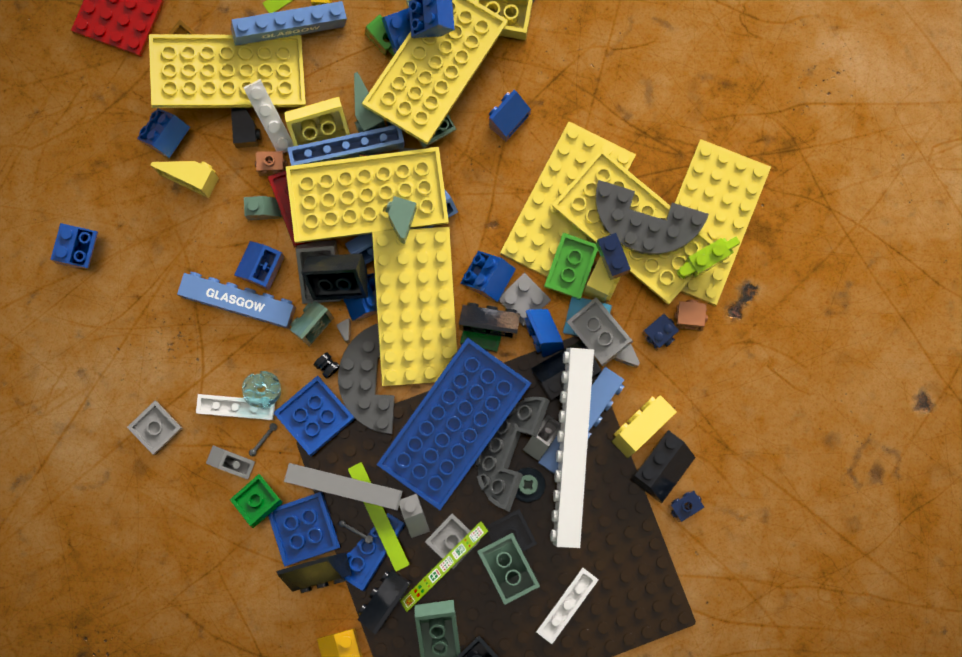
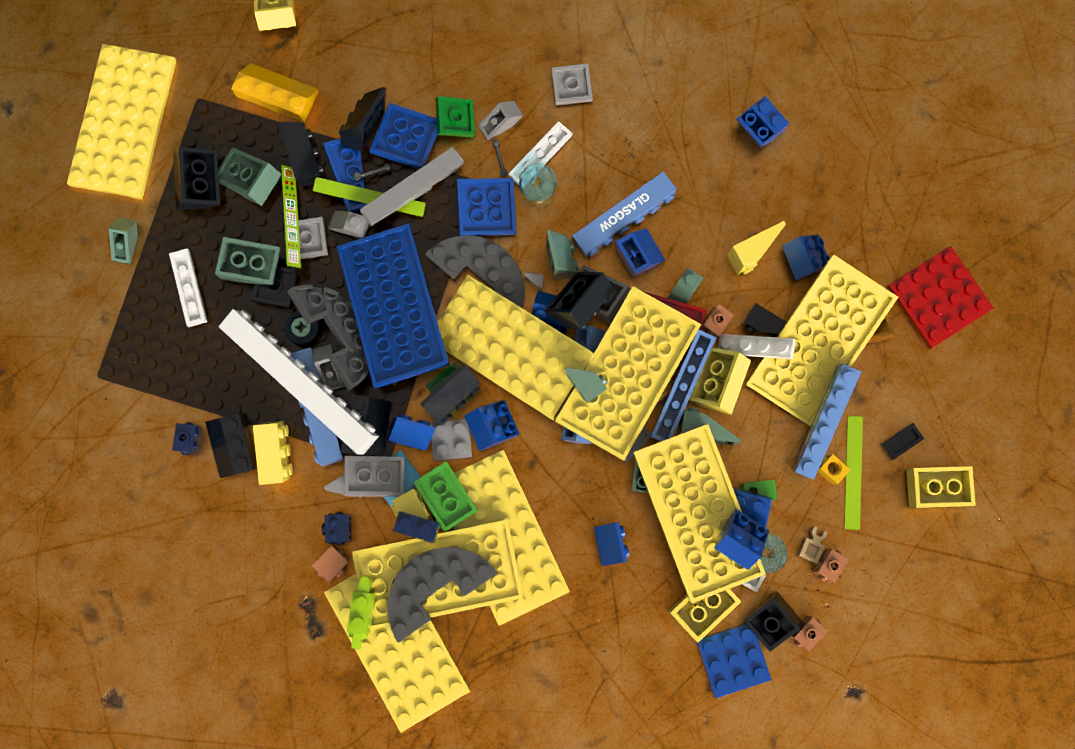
camera: 120 degrees right, 0 degrees up
(326, 365) = (523, 246): black wheel -> none

